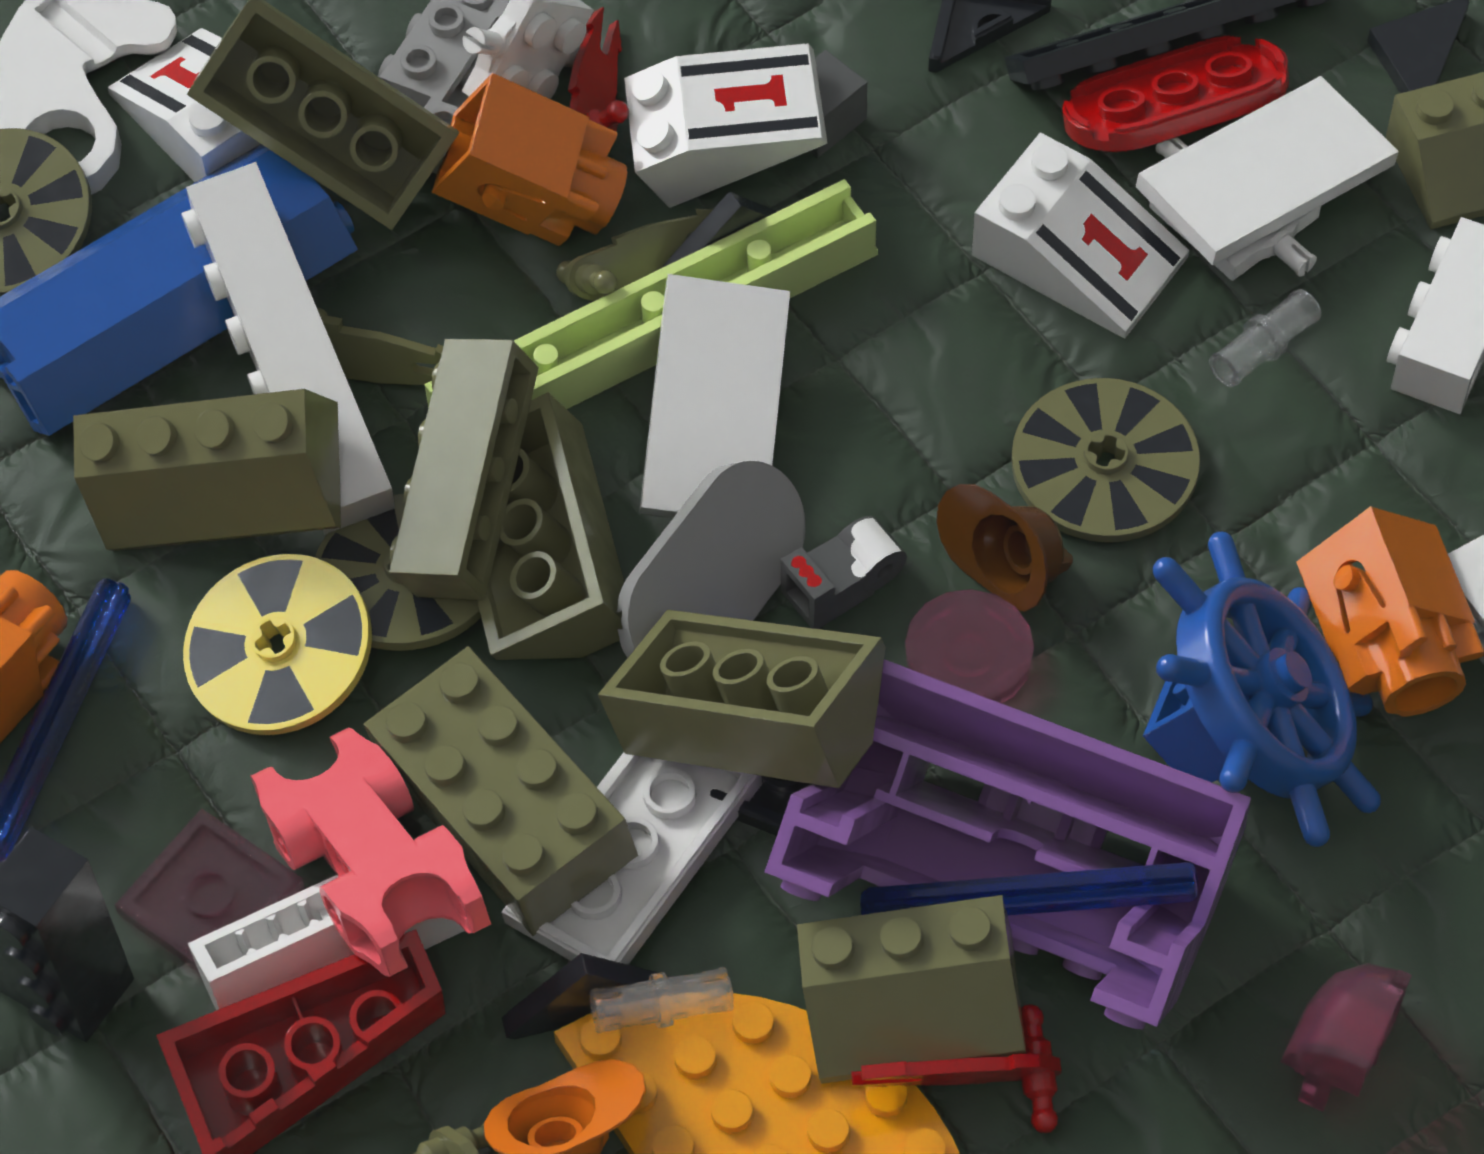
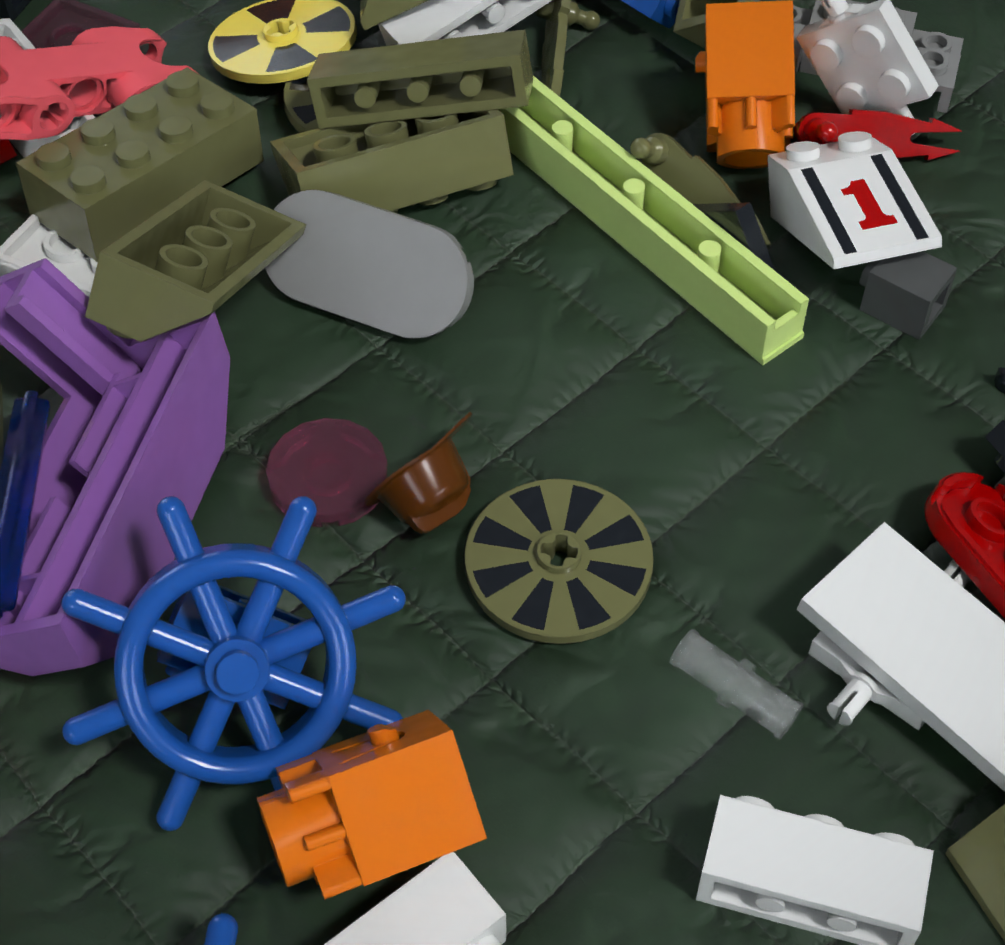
camera: 80 degrees right, 5 degrees down
(712, 385) = (558, 242): white tile -> none
(841, 571) = (391, 361): dark grey leg -> none
(1076, 237) = (812, 497): white slope -> none

